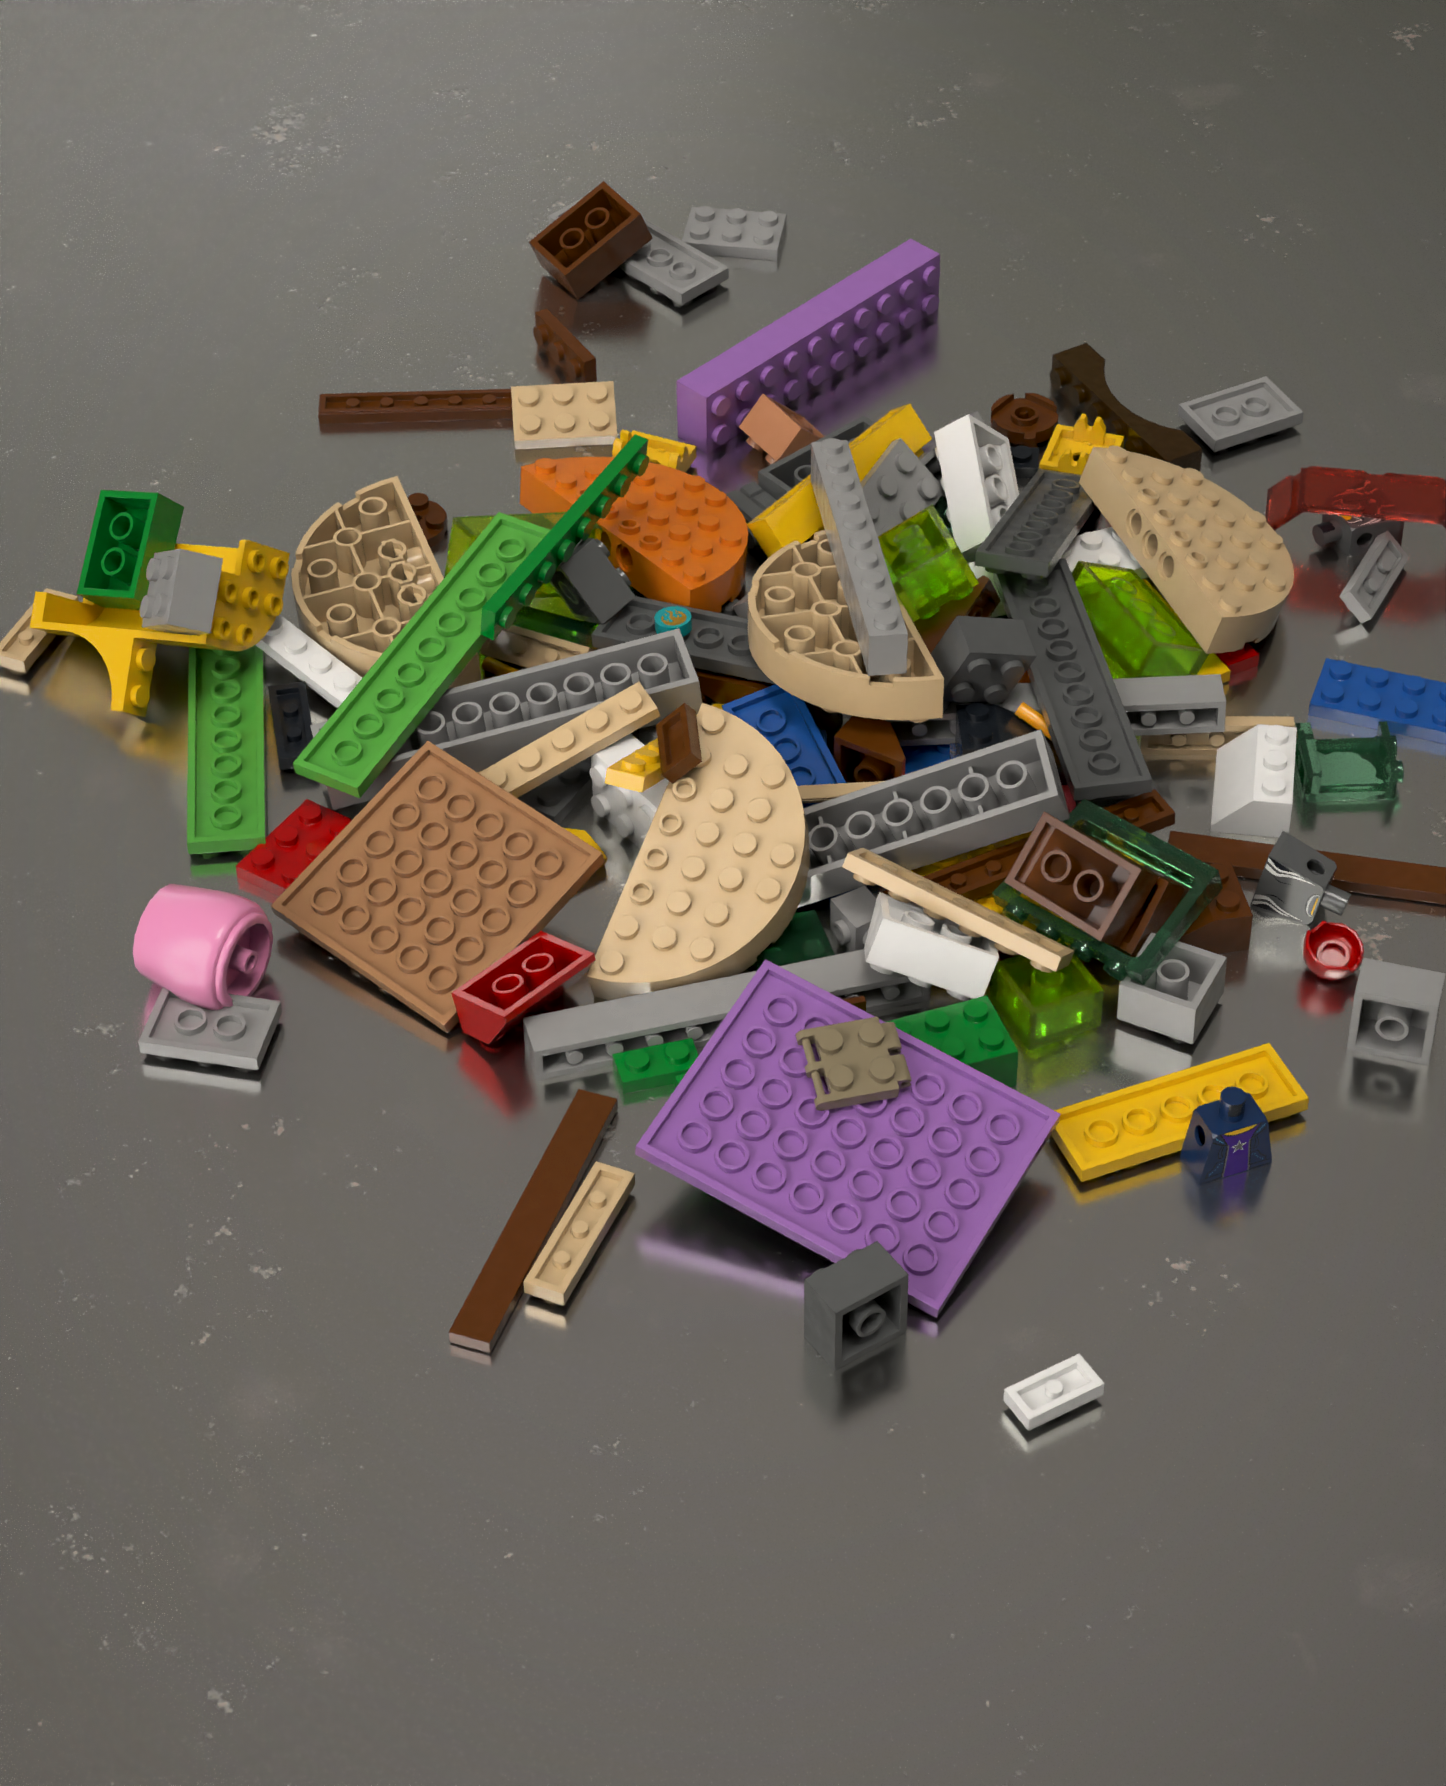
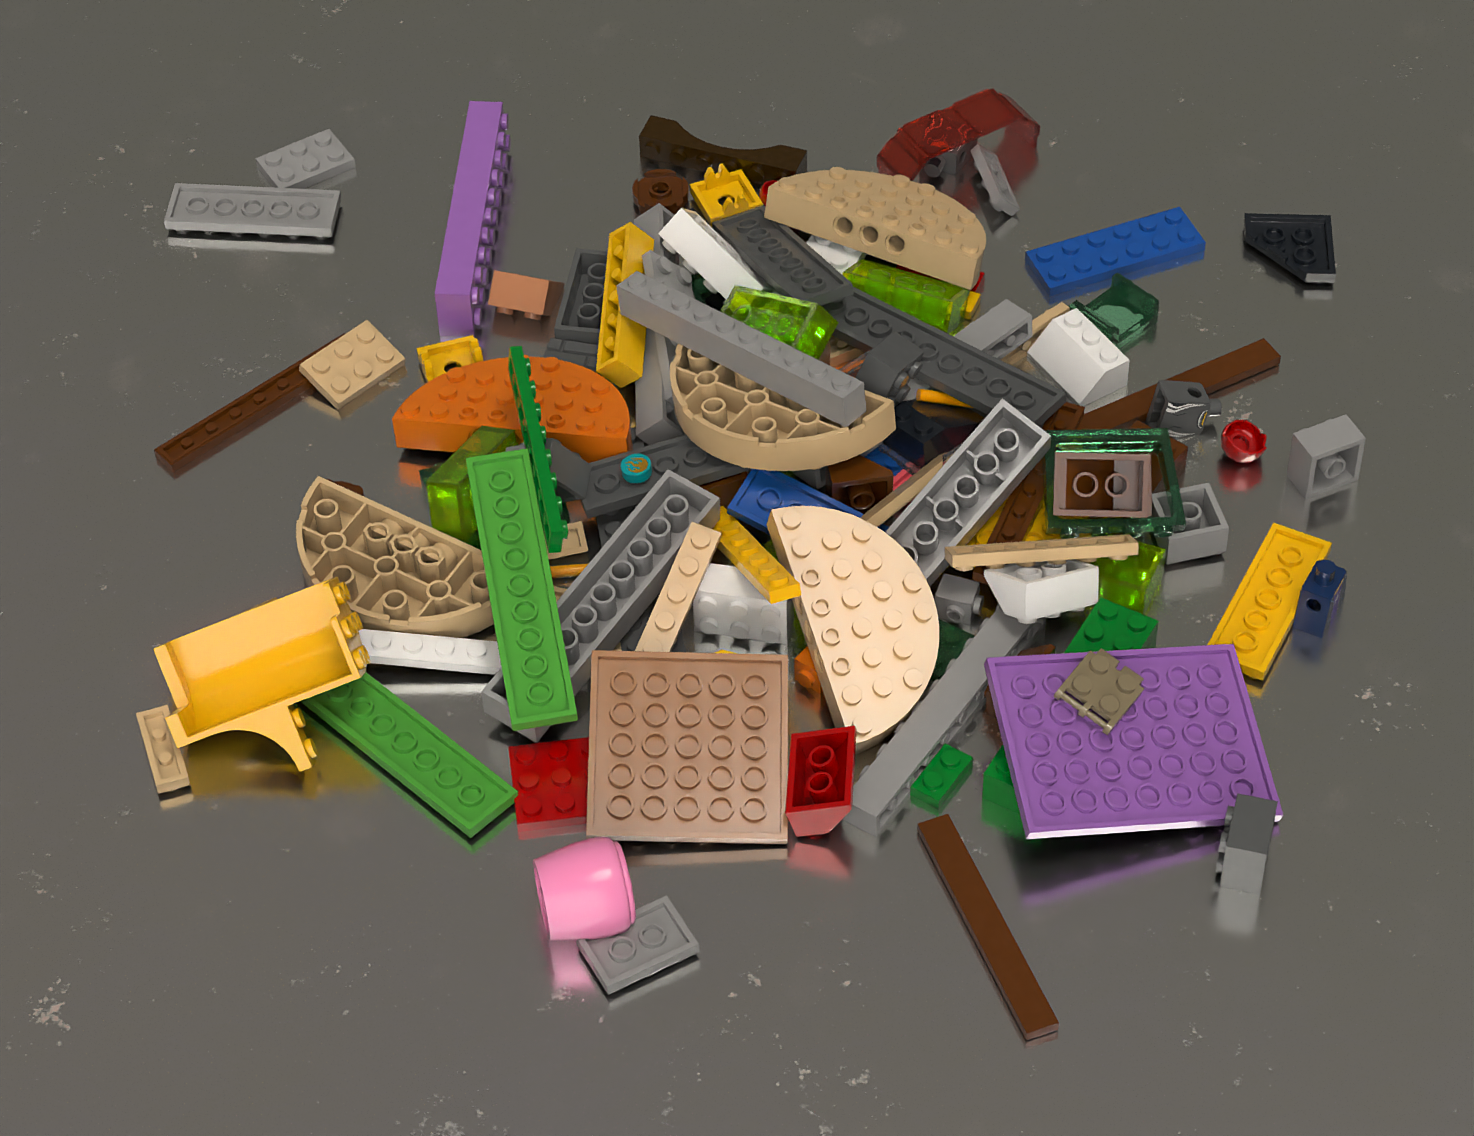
camera: 40 degrees left, 5 degrees up
(122, 542) = (200, 644): green brick -> none
(181, 592) = (321, 649): light grey brick -> none
(290, 721) = (435, 701): black plate -> none
(564, 347) = (295, 314): reddish brown plate -> none
(579, 1233) = (1028, 915): tan plate -> none
(590, 240) = (231, 222): reddish brown brick -> none
(678, 743) = (783, 547): reddish brown tile -> none
(1053, 1392) = (1397, 819): white plate -> none
(1240, 413) = (790, 112): light grey plate -> none

